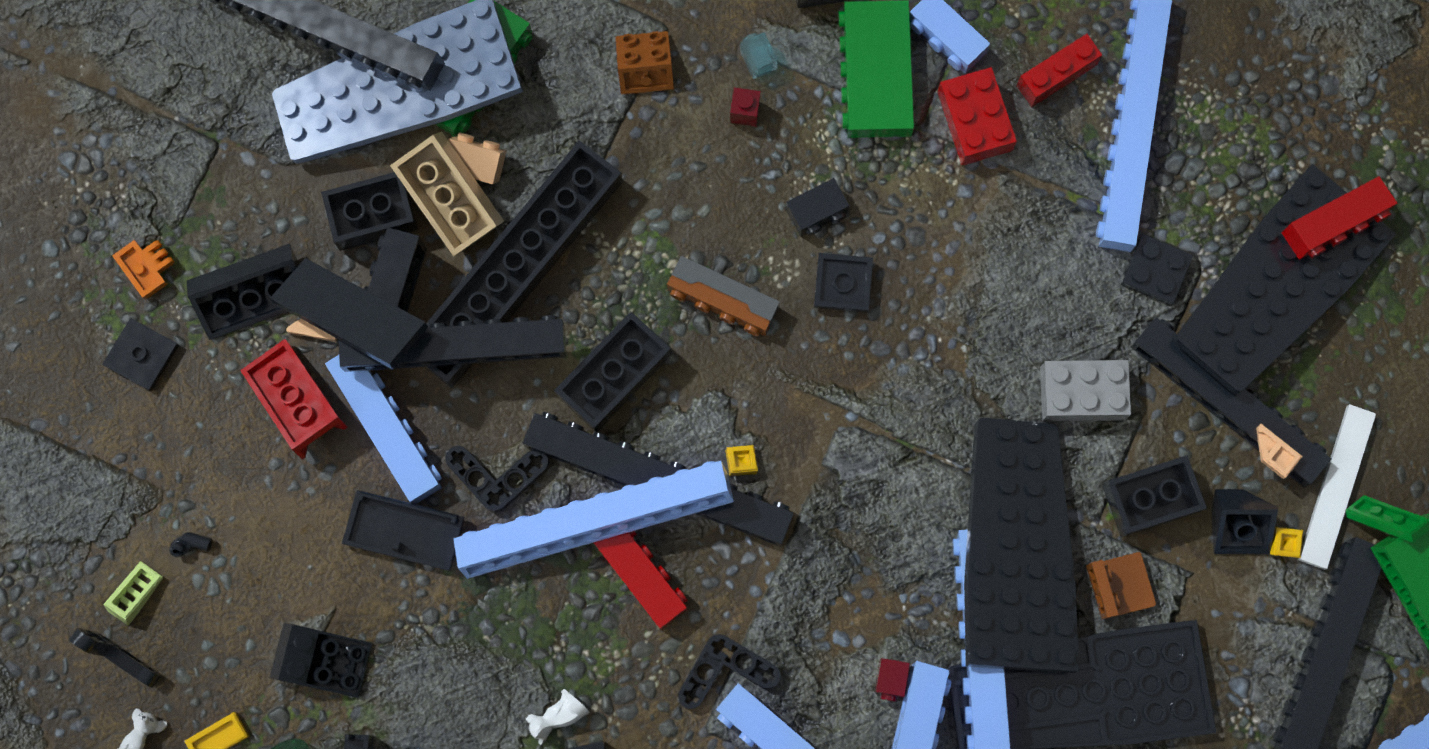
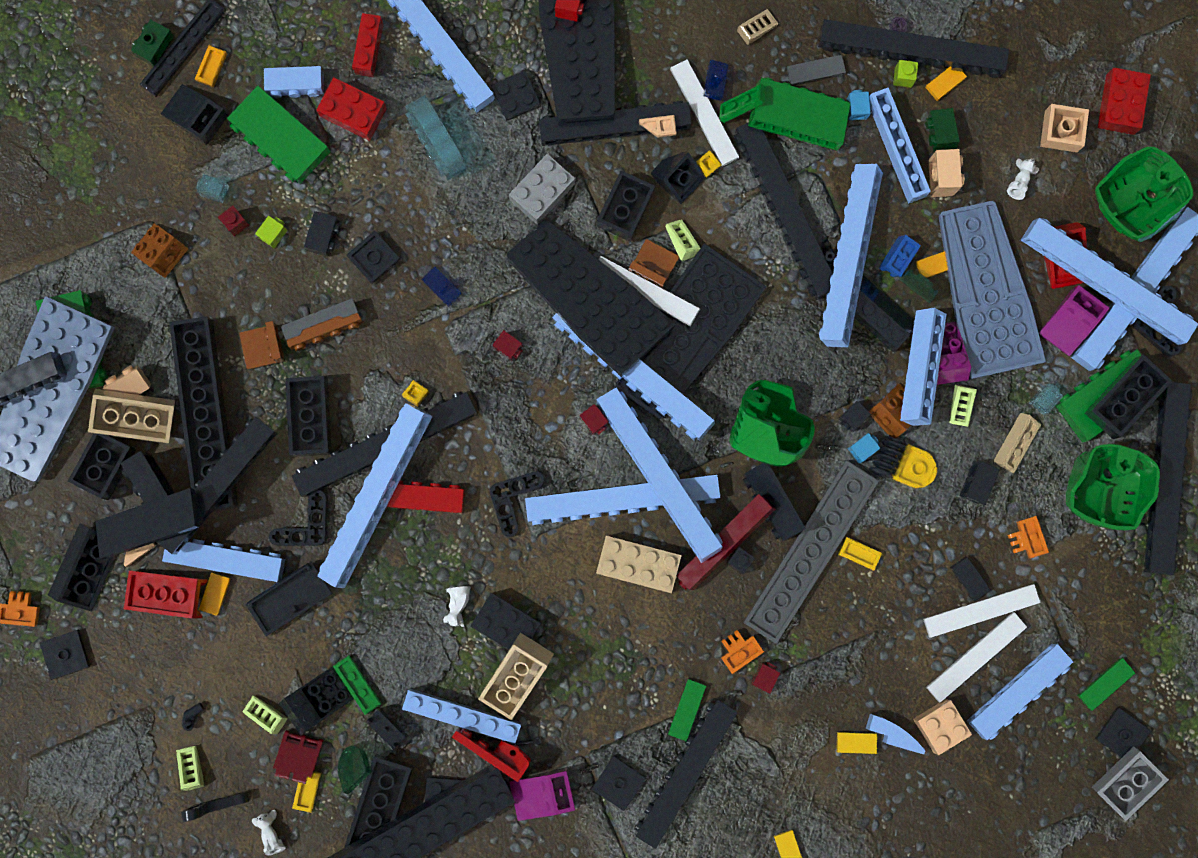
camera: 55 degrees left, 5 degrees up
(242, 696) = (297, 757): none -> dark red plate
(268, 630) = (280, 718): none -> yellowish green slope
(339, 448) = (214, 594): none -> light orange tile
(376, 688) = (357, 684): none -> green tile
(642, 256) = (262, 346): none -> dark orange bracket
(771, 154) = (271, 231): none -> lime brick
(880, 382) = (441, 286): none -> clear blue tile
(883, 511) = (508, 346): none -> dark red brick
(1031, 229) = (435, 136): none -> clear light blue brick
(1090, 622) = (657, 296): none -> white tile
(1166, 605) = (687, 250): none -> yellowish green slope
(1384, 465) = (715, 80): none -> clear blue tile

